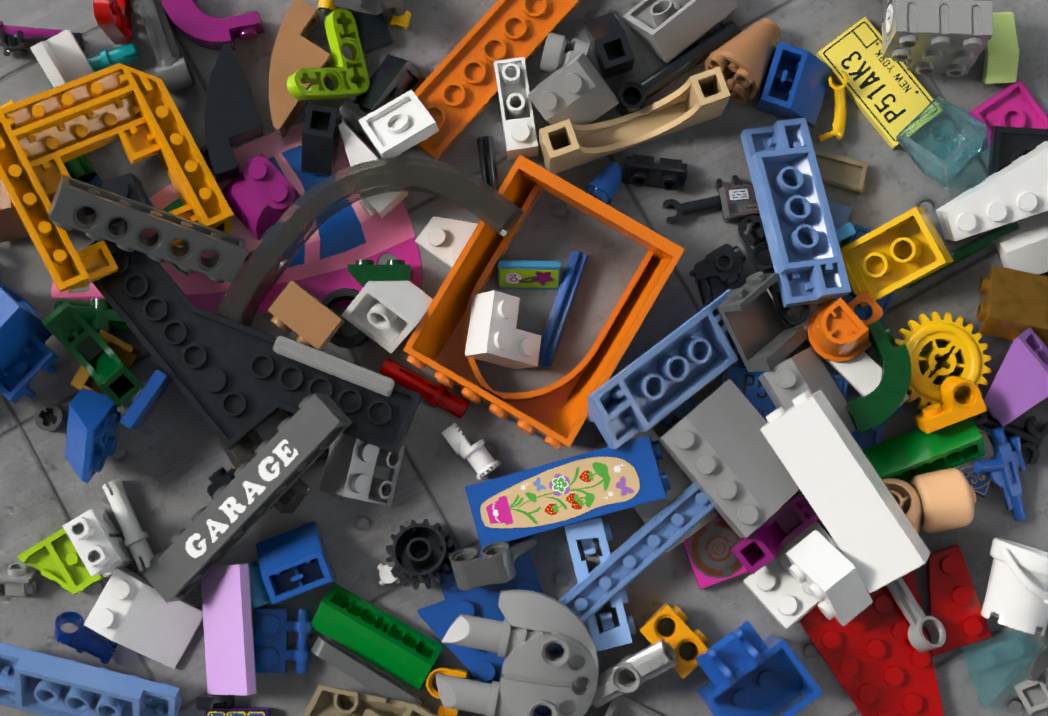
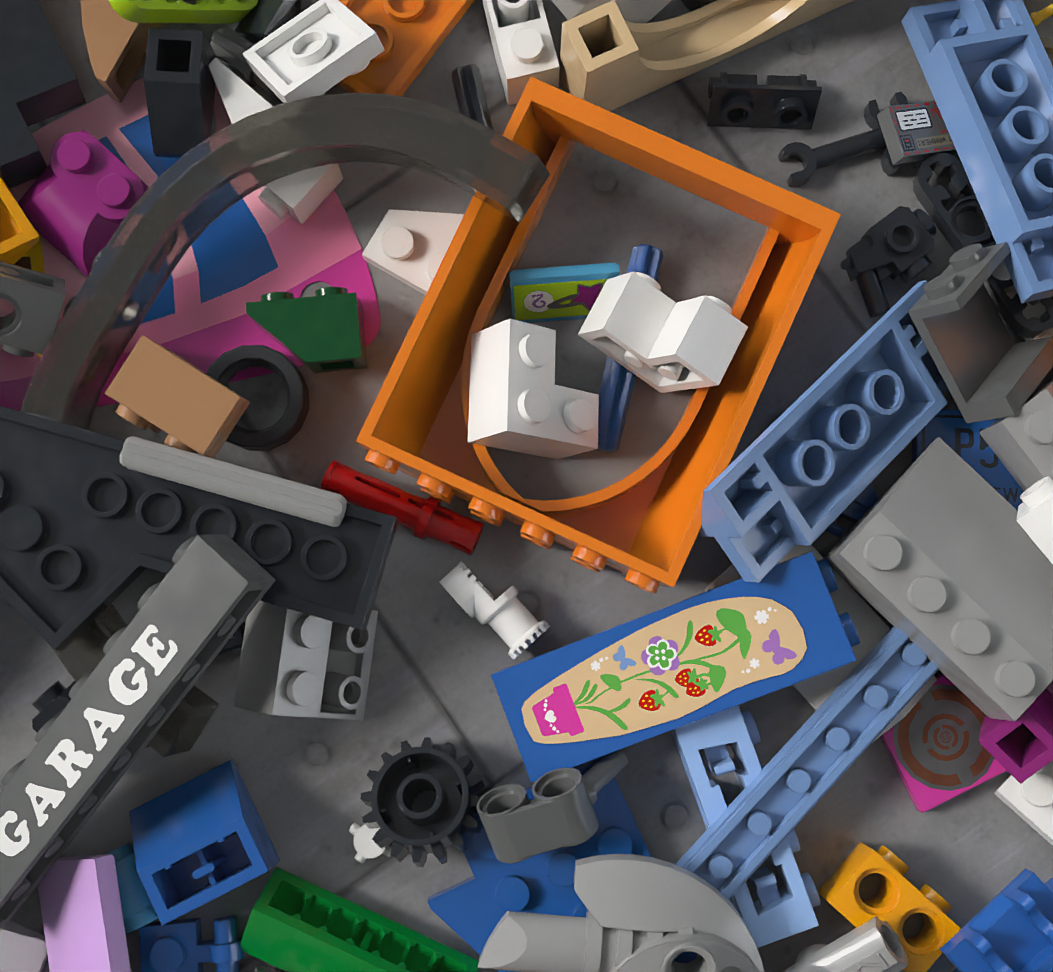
camera: 10 degrees left, 0 degrees up
(387, 311) = (322, 374): white slope -> none
(579, 308) = (660, 339): none -> white brick
(606, 183) = (684, 117): blue cone -> none

